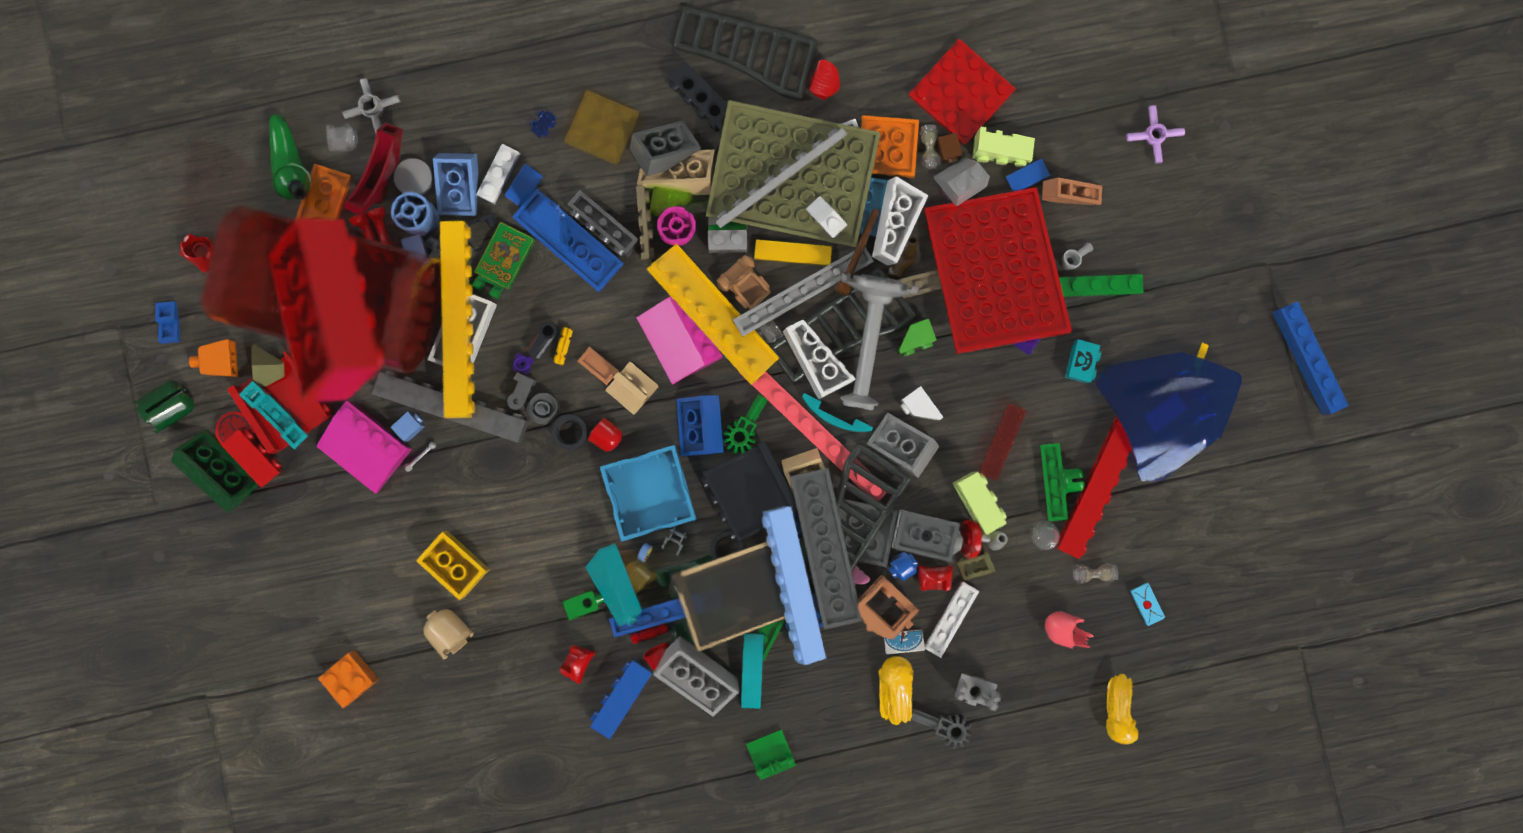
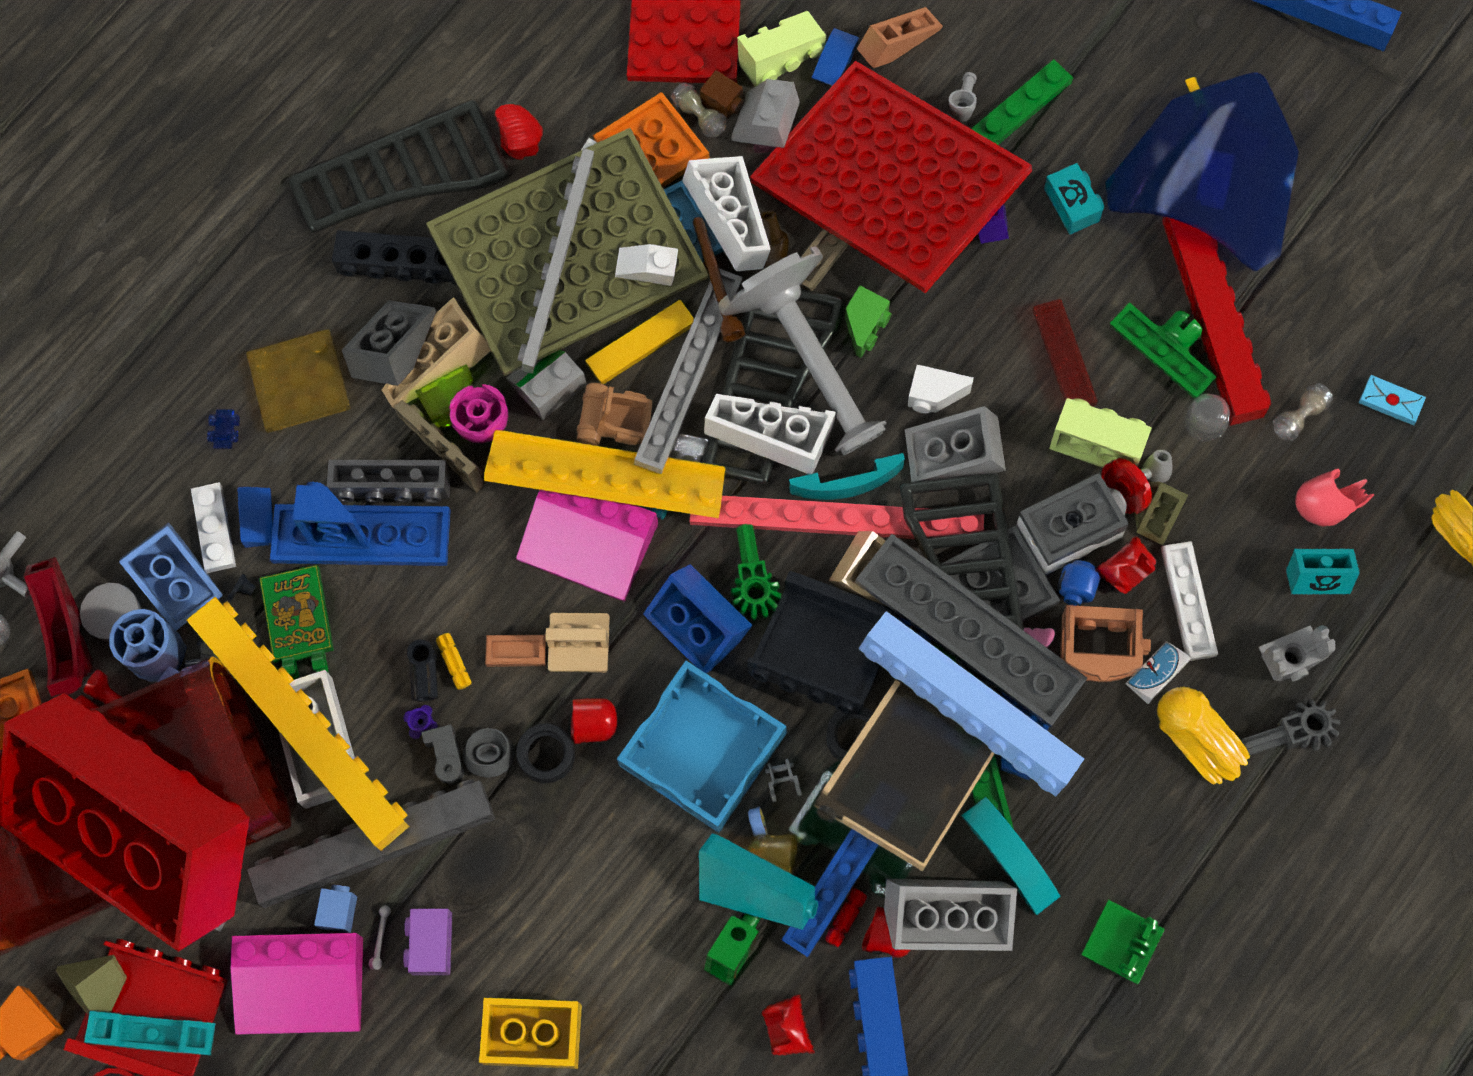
camera: 30 degrees left, 15 degrees down
(439, 480) = (428, 942): none -> medium lavender brick
(1028, 662) = (1322, 571): none -> teal brick

